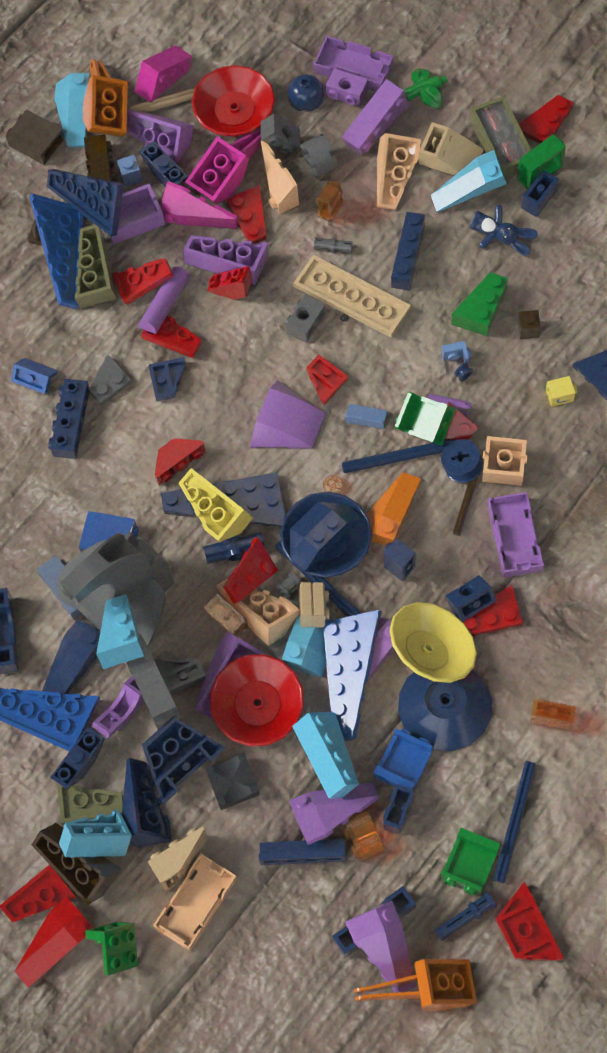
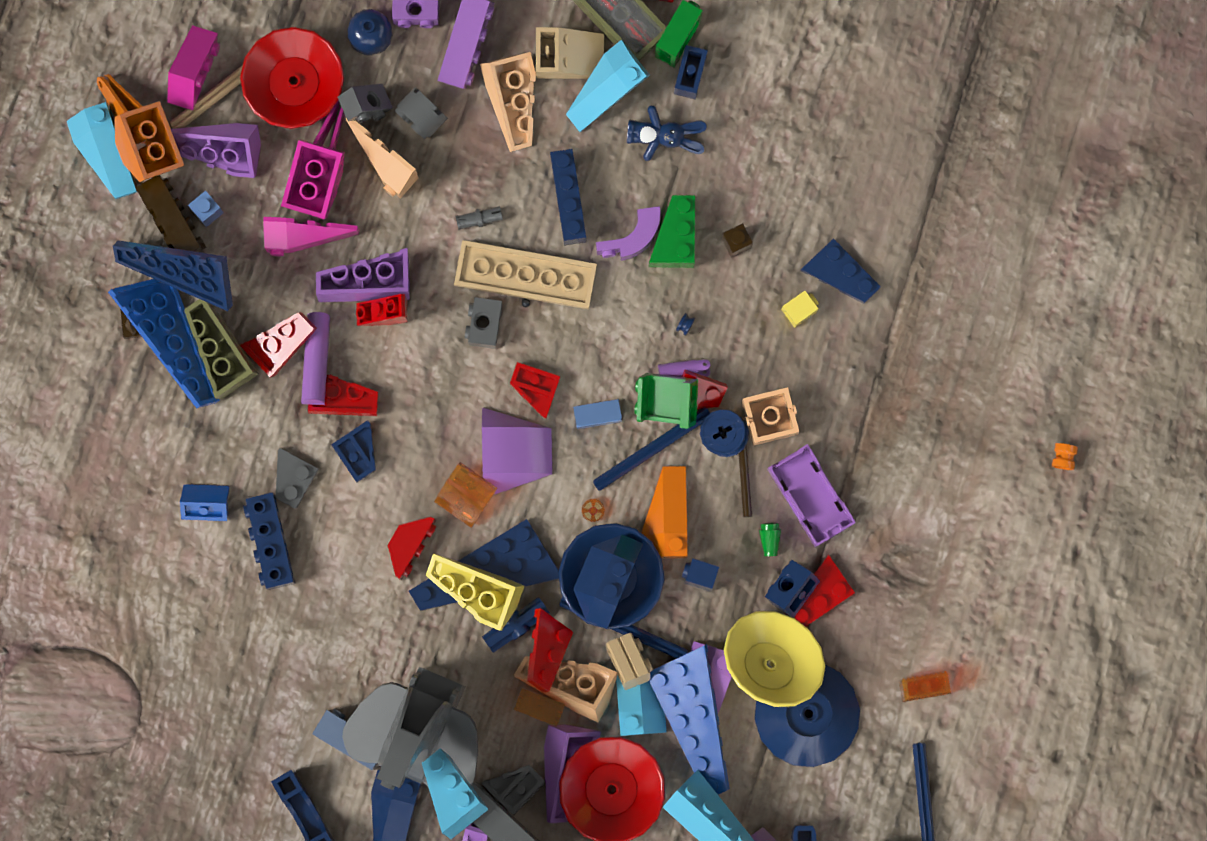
camera: 30 degrees left, 15 degrees up
(35, 137) = (73, 203): dark brown brick -> none
(103, 526) = (373, 663): blue panel -> none
(138, 214) = (243, 258): medium lavender piece -> none
(162, 165) = (244, 191): dark blue slope -> none
(236, 436) = (465, 494): none -> clear orange slope
(249, 212) = (365, 210): red wing -> none
(289, 585) = (592, 645): dark grey bush -> none
(329, 201) = (456, 168): clear orange brick -> none
(404, 760) = (788, 793): blue panel -> none
(446, 300) = (635, 242): none -> medium lavender arch
(455, 350) = (665, 305): medium blue bracket -> none
(468, 555) = (770, 538): none -> green cone

